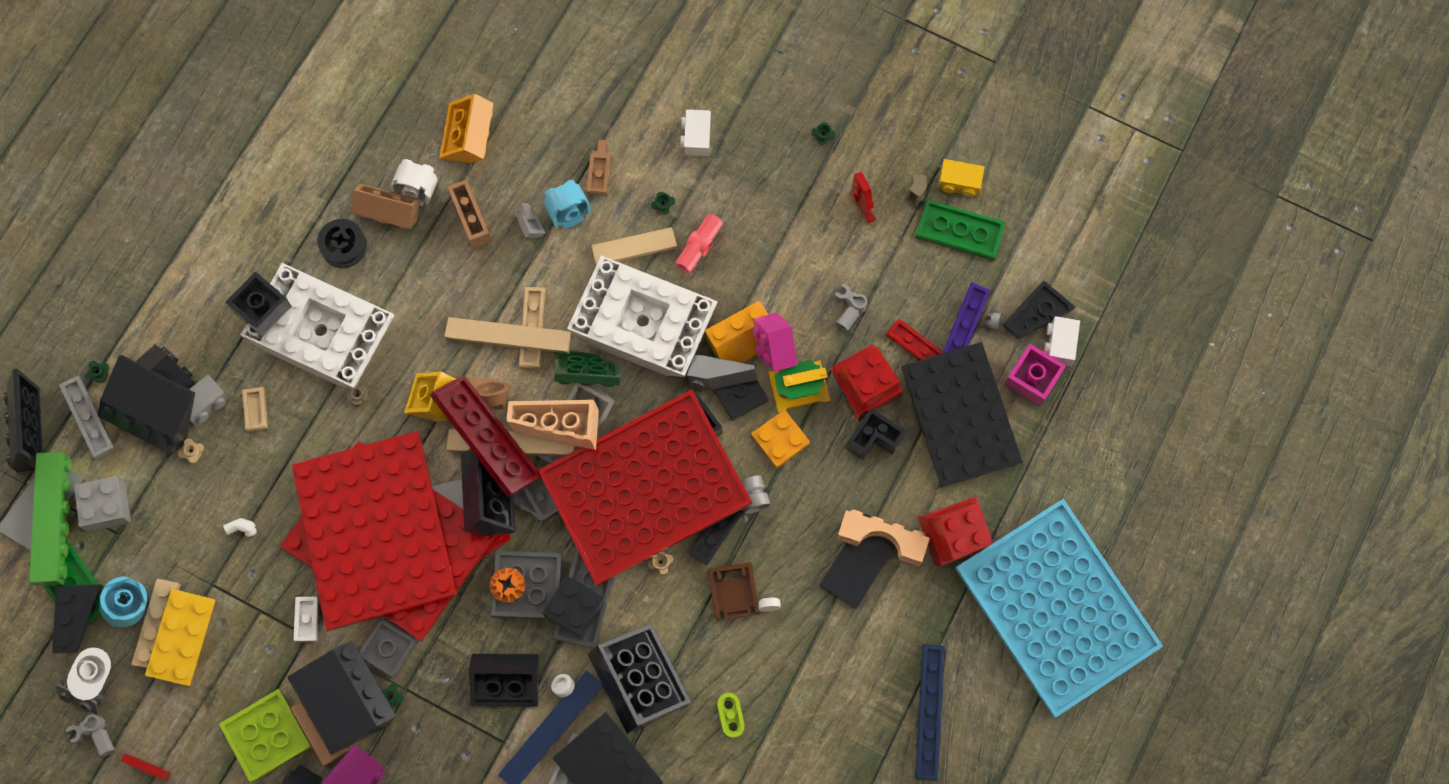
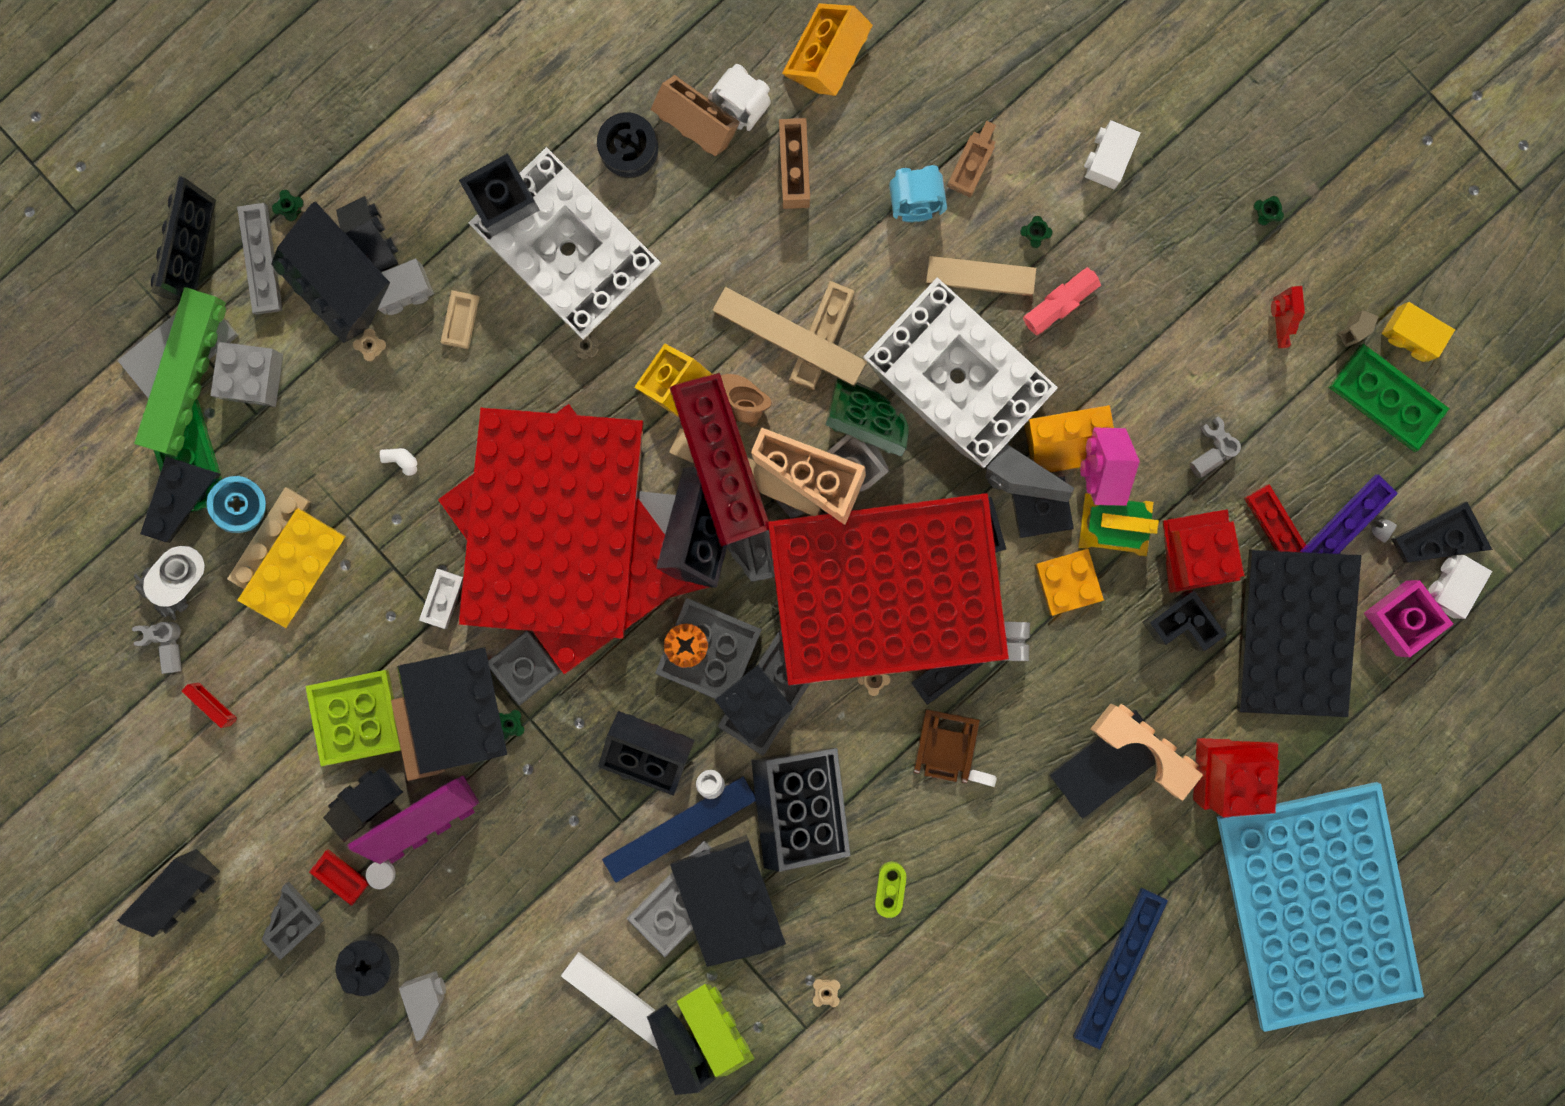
camera: 20 degrees right, 15 degrees up
(529, 224) = (863, 201): light grey plate -> none

